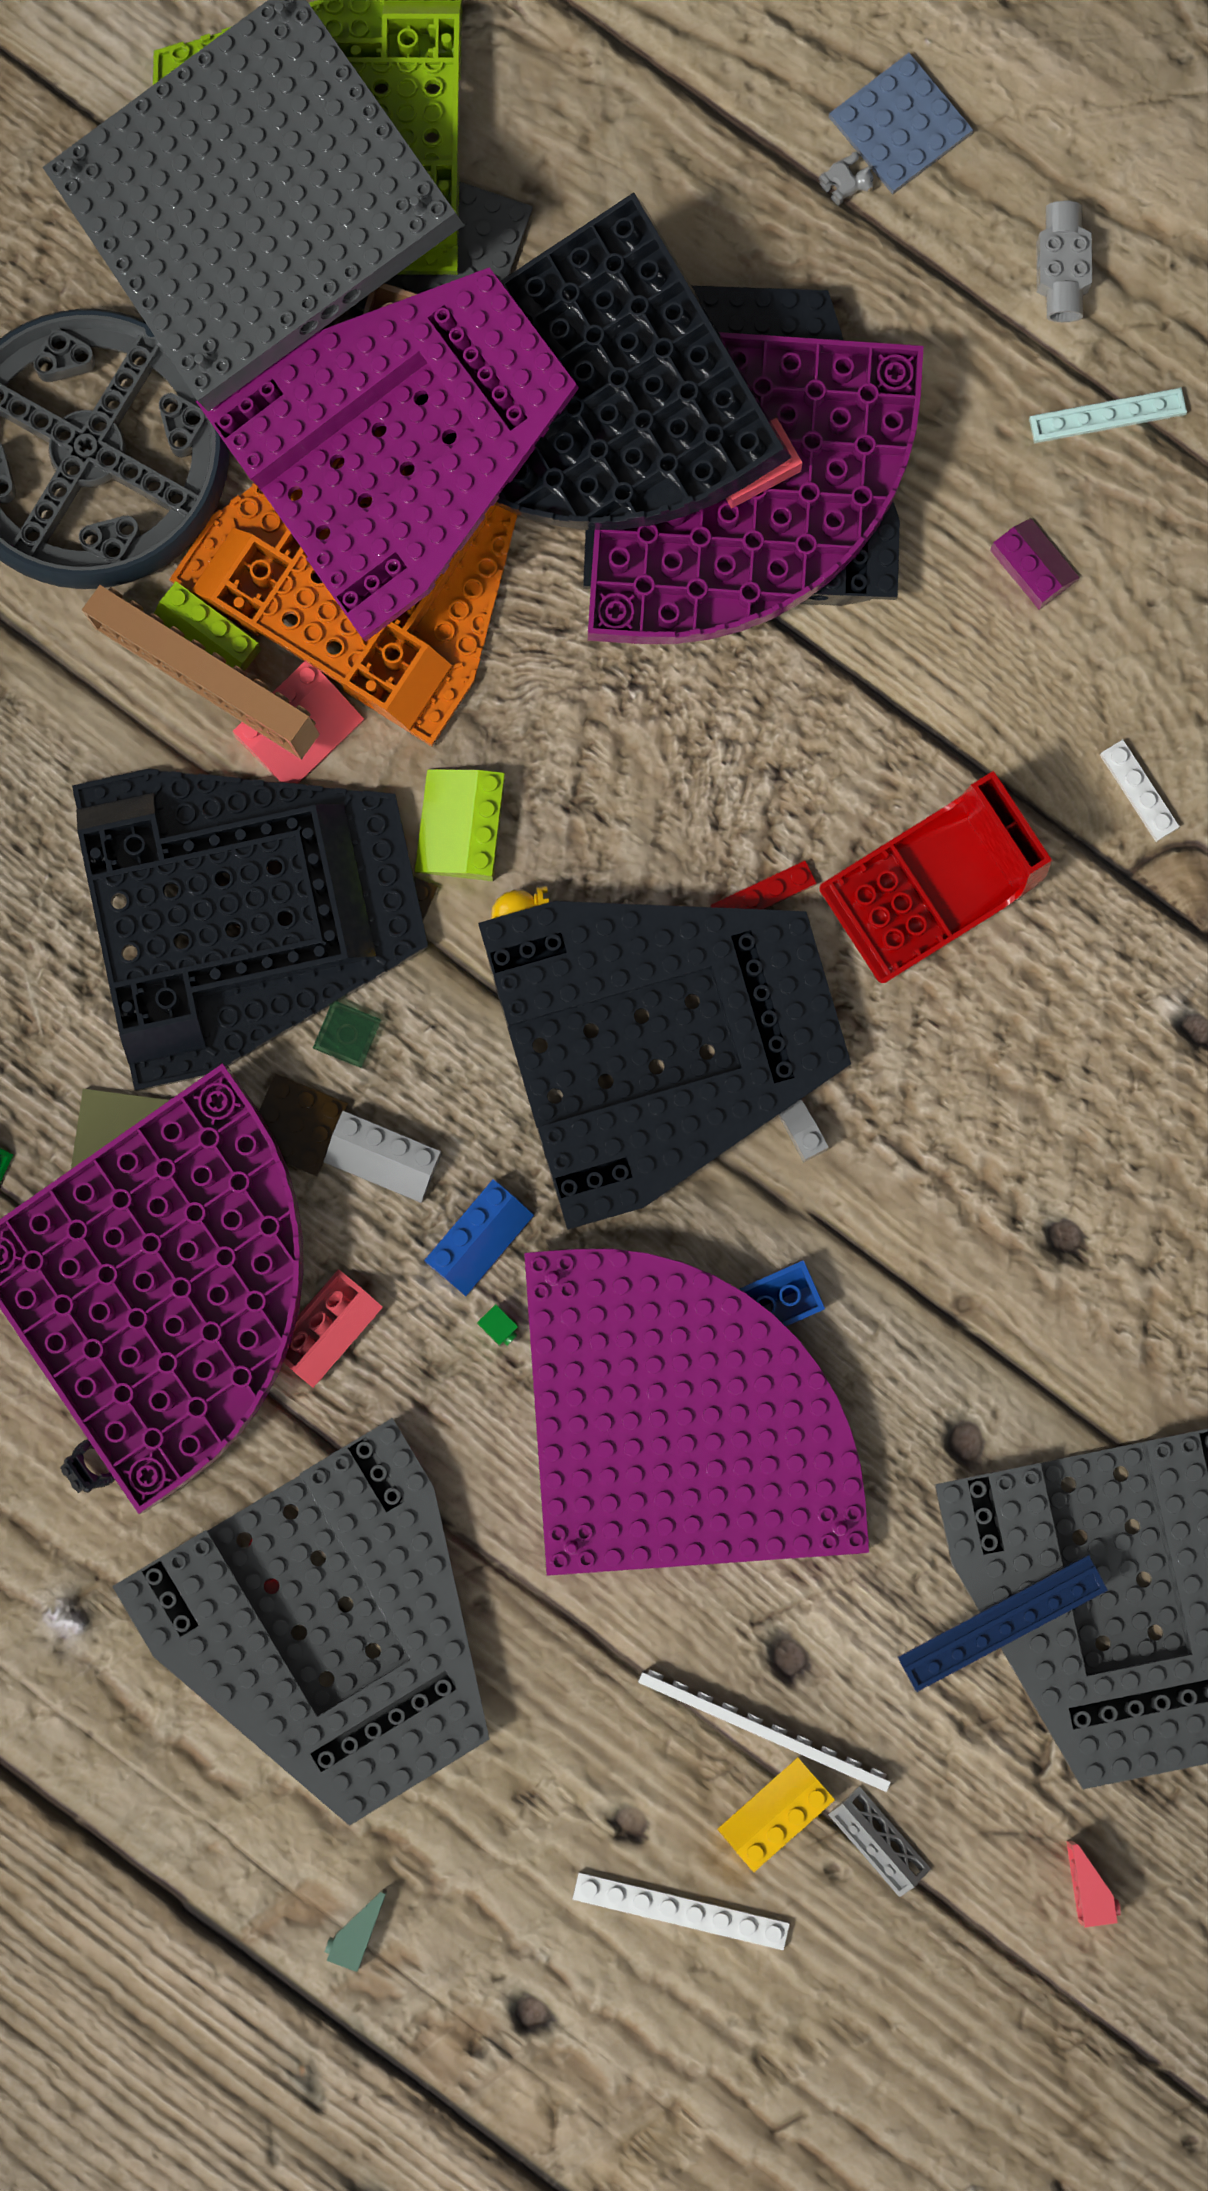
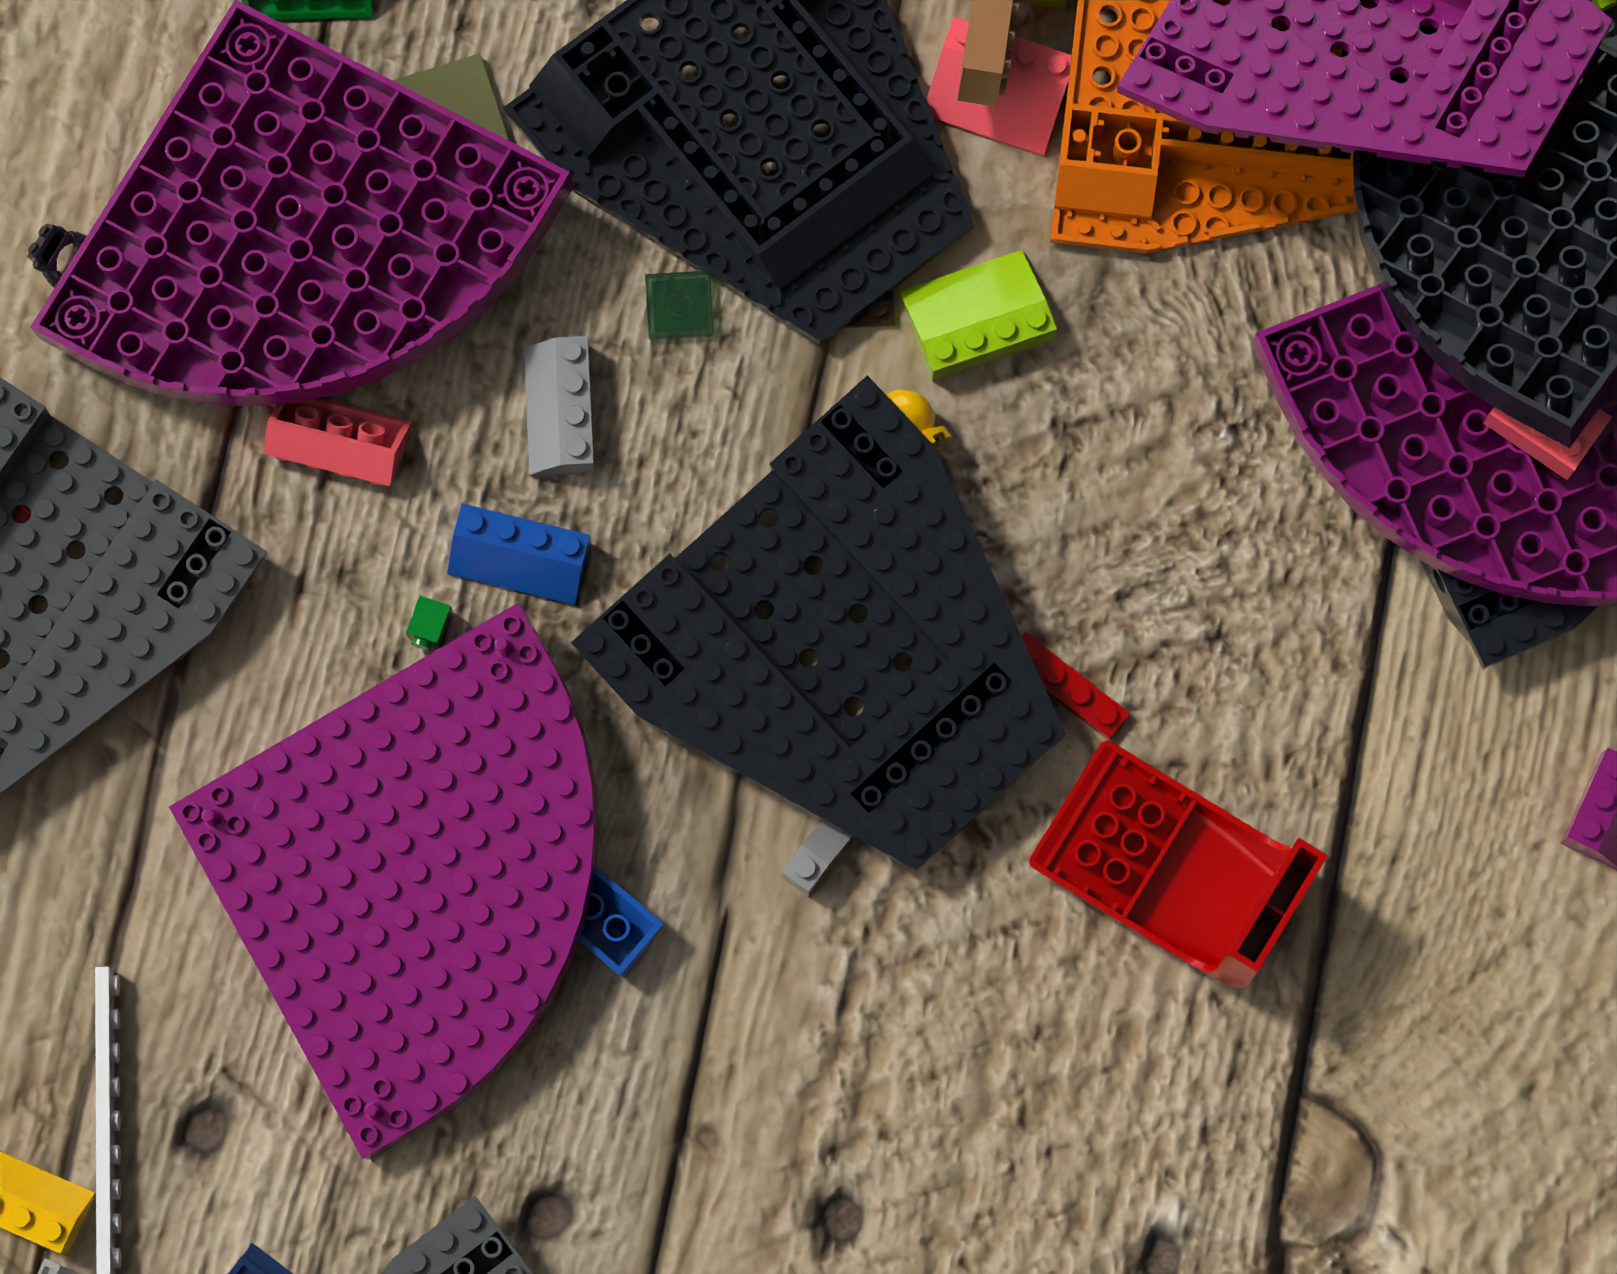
camera: 65 degrees right, 5 degrees down
(301, 1122) = (553, 298): dark brown plate -> none
(1139, 790) = (1407, 1058): white plate -> none

